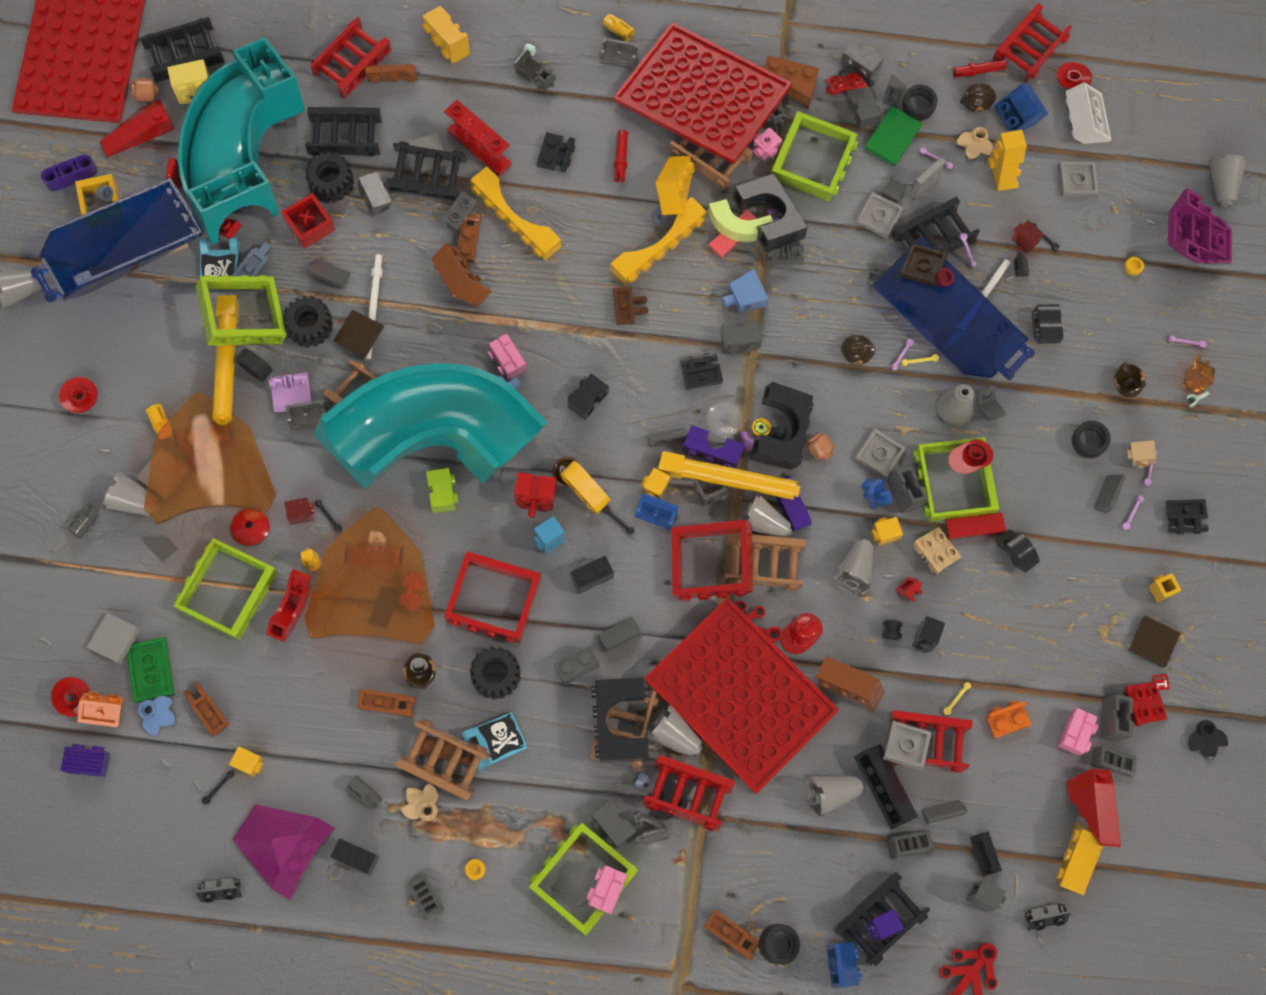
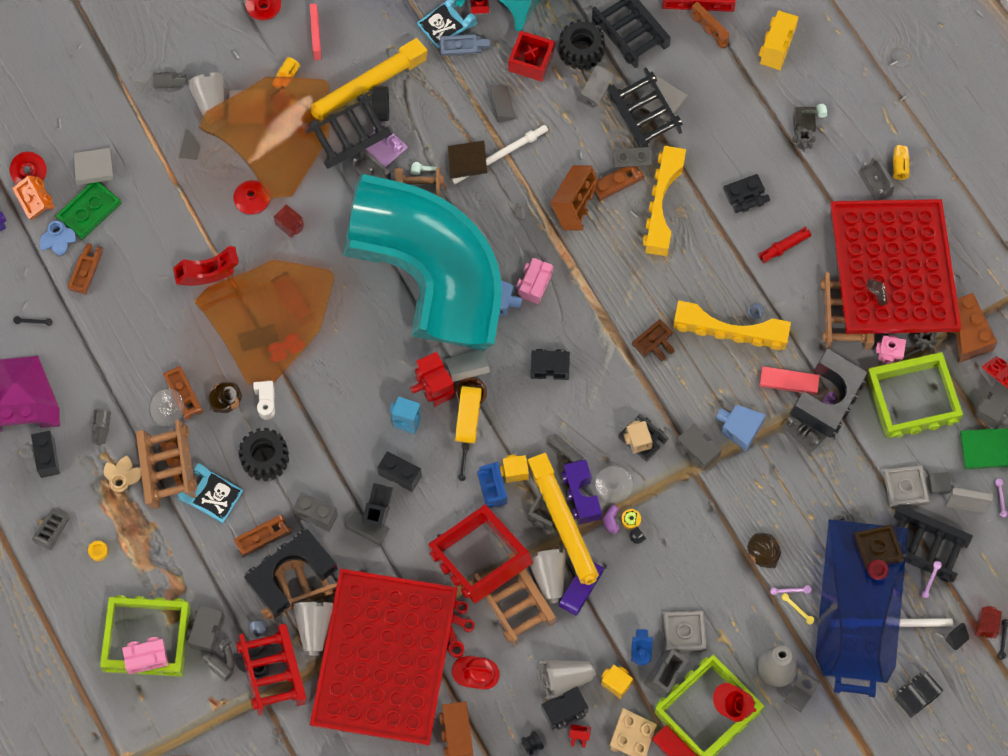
camera: 60 degrees right, 5 degrees down
(140, 371) = (315, 32): none -> coral tile
(240, 336) = (397, 80): lime window -> none
(247, 762) = (65, 325): yellow brick -> none
(252, 604) = (190, 241): lime window -> none
(275, 417) = (349, 149): none -> black fence
(303, 308) = (448, 103): black tyre -> none
(310, 559) = (255, 255): yellow hinge -> none
(332, 377) = (417, 167): none -> light aqua hand
(337, 527) = (298, 259): black hinge -> none
(390, 734) = (159, 407): none -> clear dish
(441, 483) = (383, 313): lime brick -> none
(445, 637) = (266, 394): none -> white leg
(478, 138) = (704, 125): red fence -> none
(499, 567) = (336, 441): red window -> none
(541, 457) = (467, 365): none -> light grey tile
(564, 723) = (262, 535): none -> dark orange plate
(609, 612) = (378, 505): none -> black brick
(674, 184) = (789, 300): yellow wedge -> none
(702, 372) = (638, 436): none -> tan brick
(718, 115) = (879, 290): none -> clear smoke arm
(732, 226) = (790, 372): yellowish green arch -> none
(797, 407) = (670, 534): black arch -> none
(820, 446) = (650, 577): nougat head -> none
(882, 587) = (568, 708): none -> black brick

